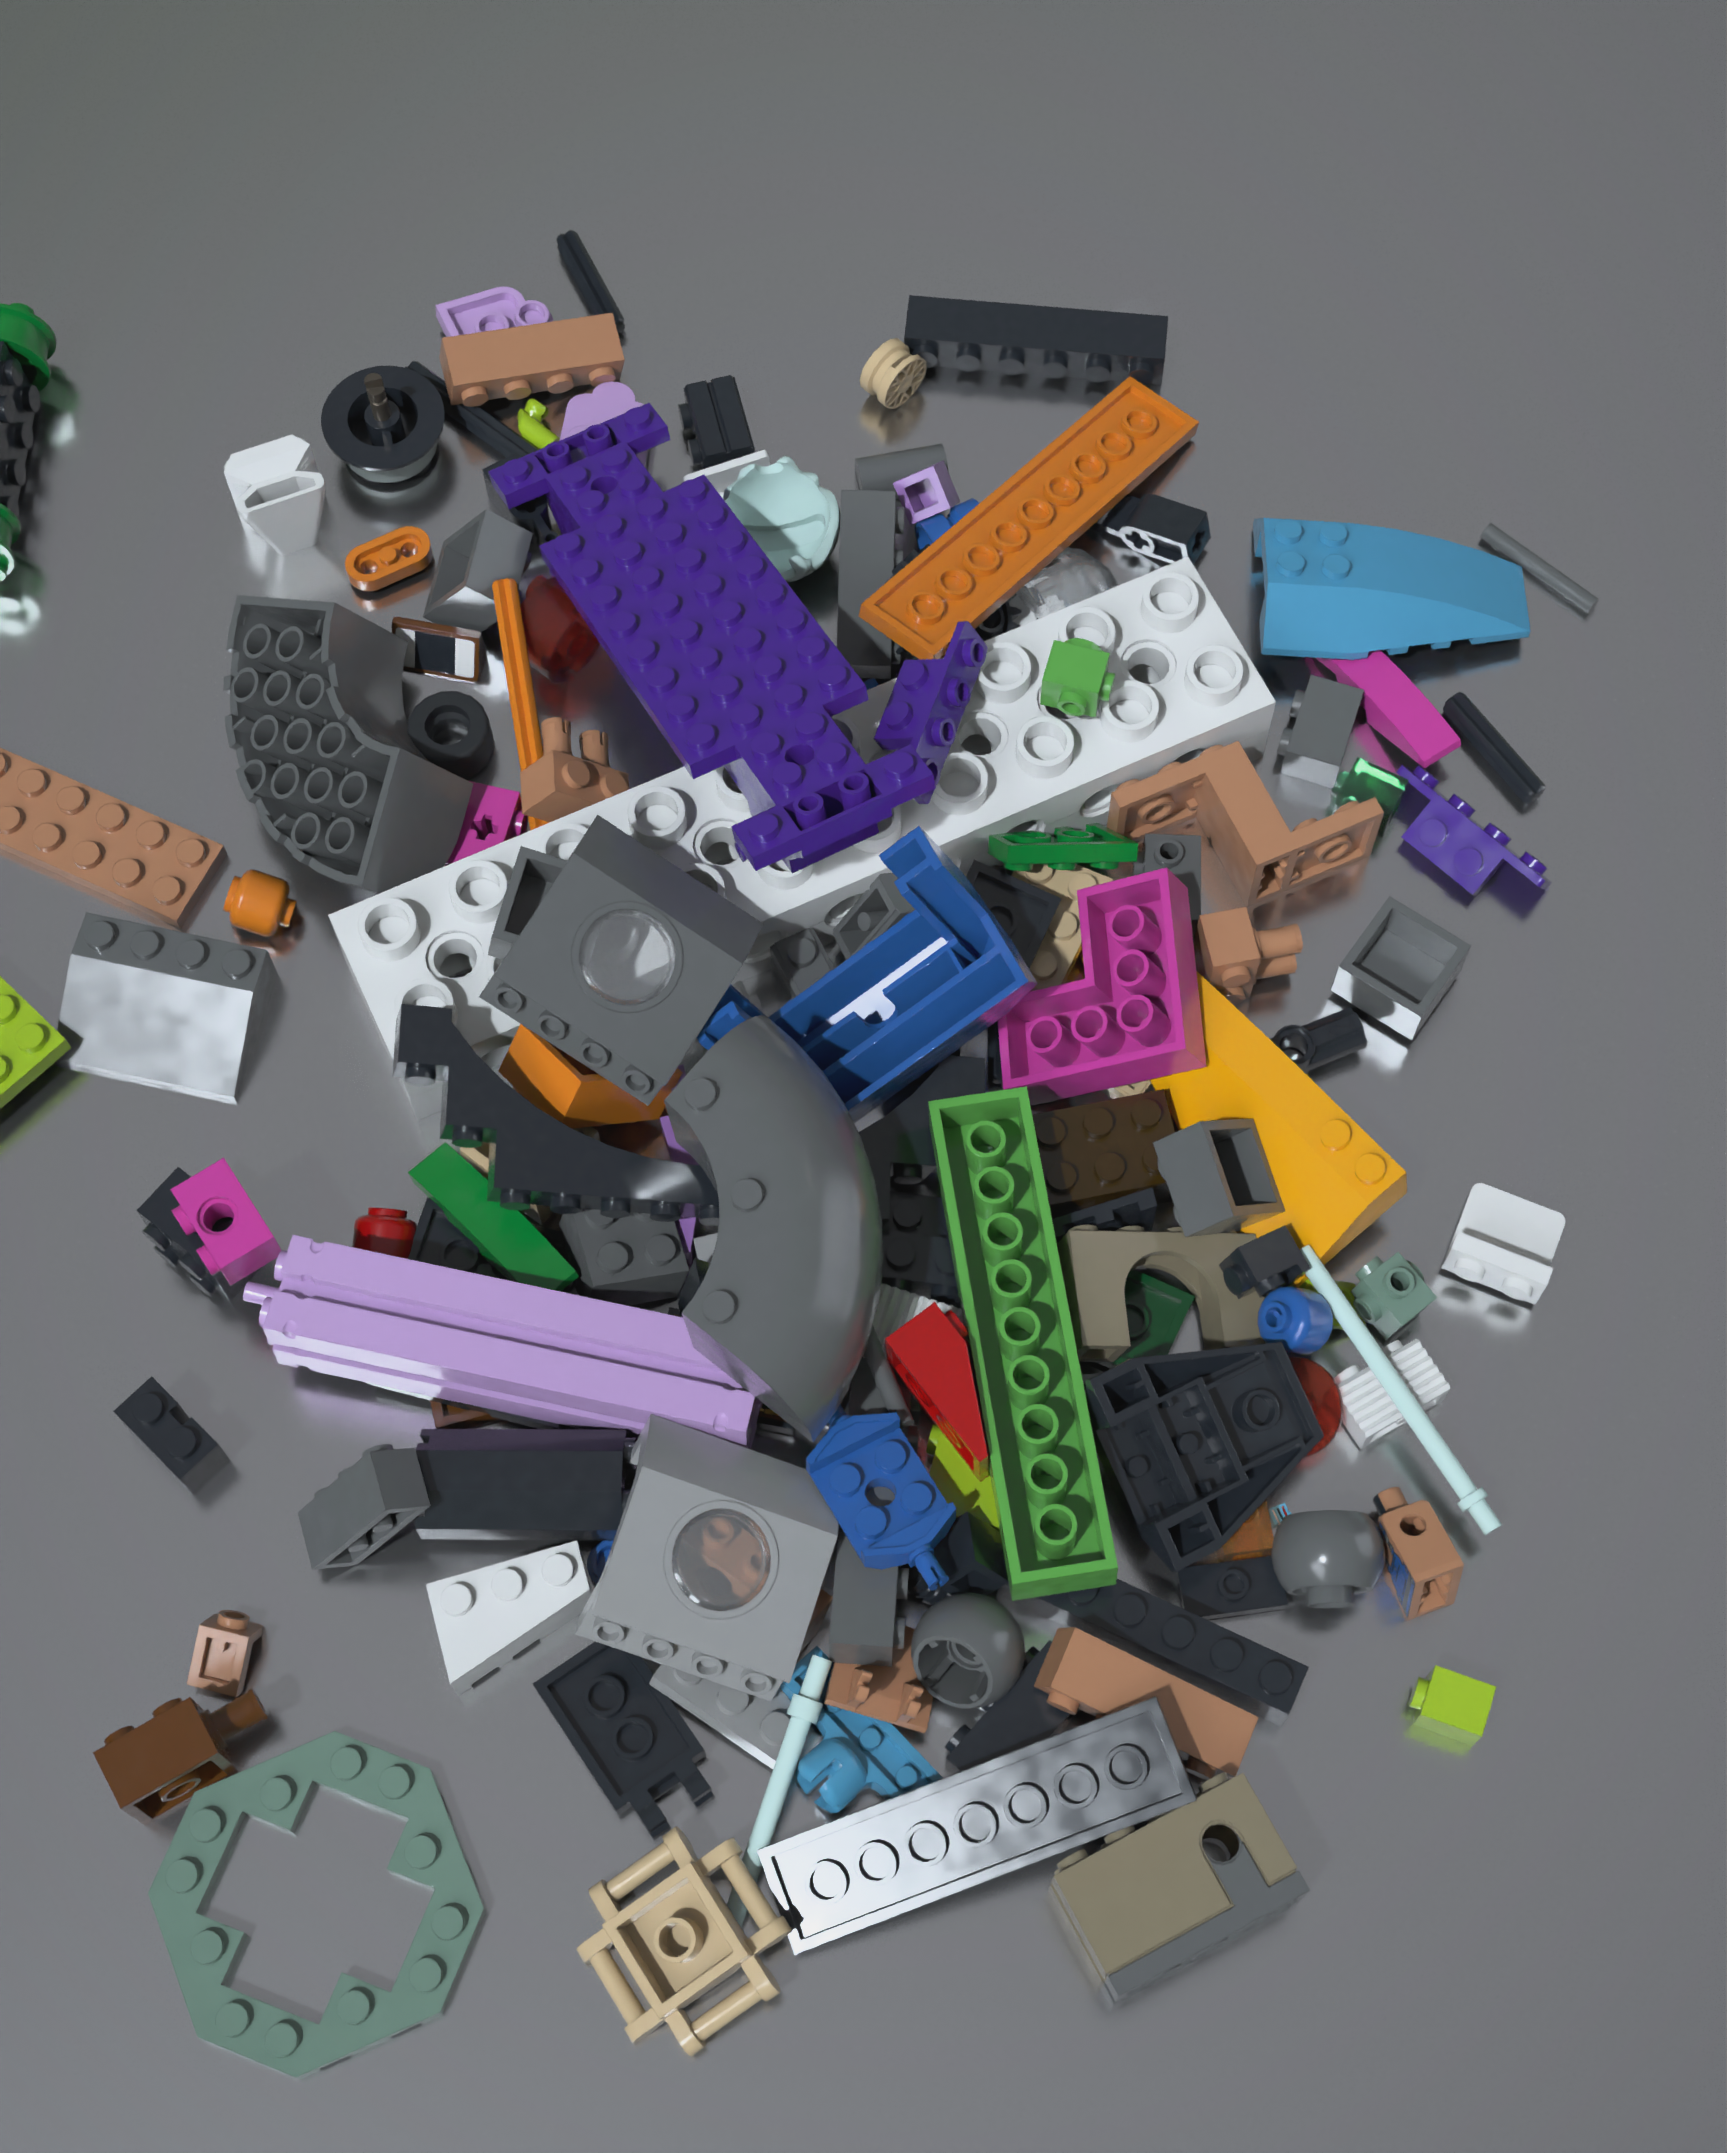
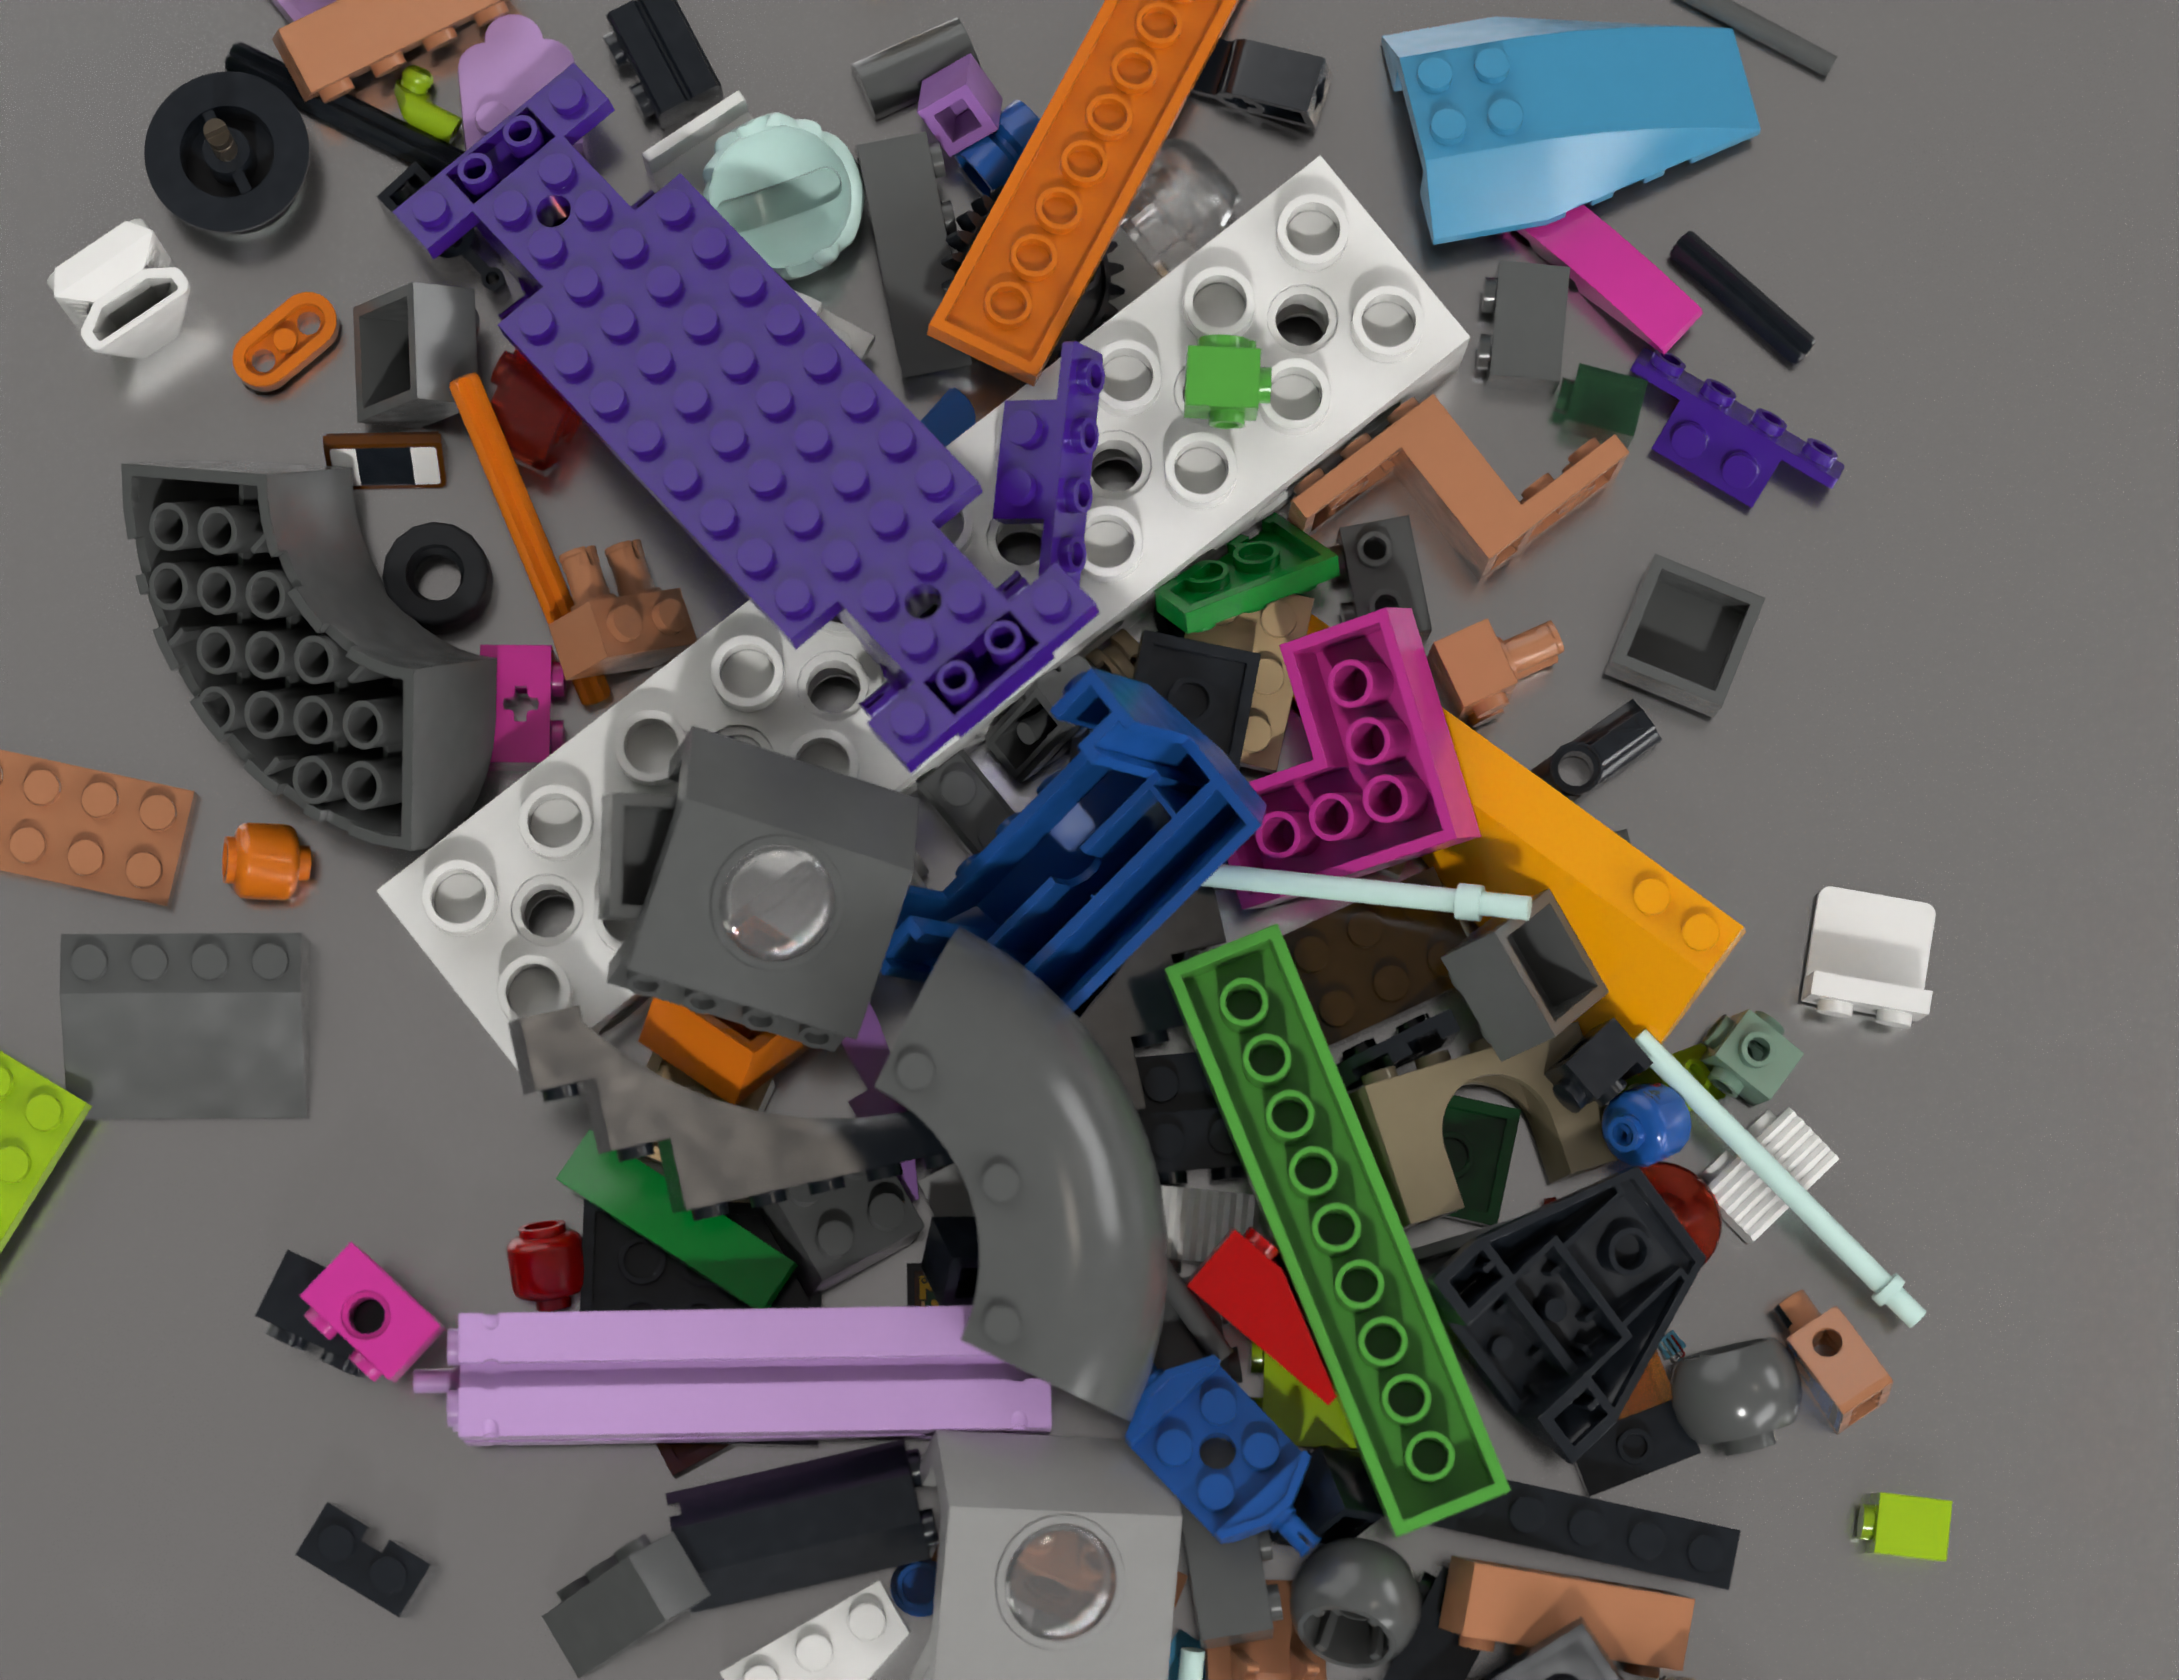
camera: 20 degrees left, 15 degrees up
(1183, 1101) = (1466, 902): none -> light aqua bar

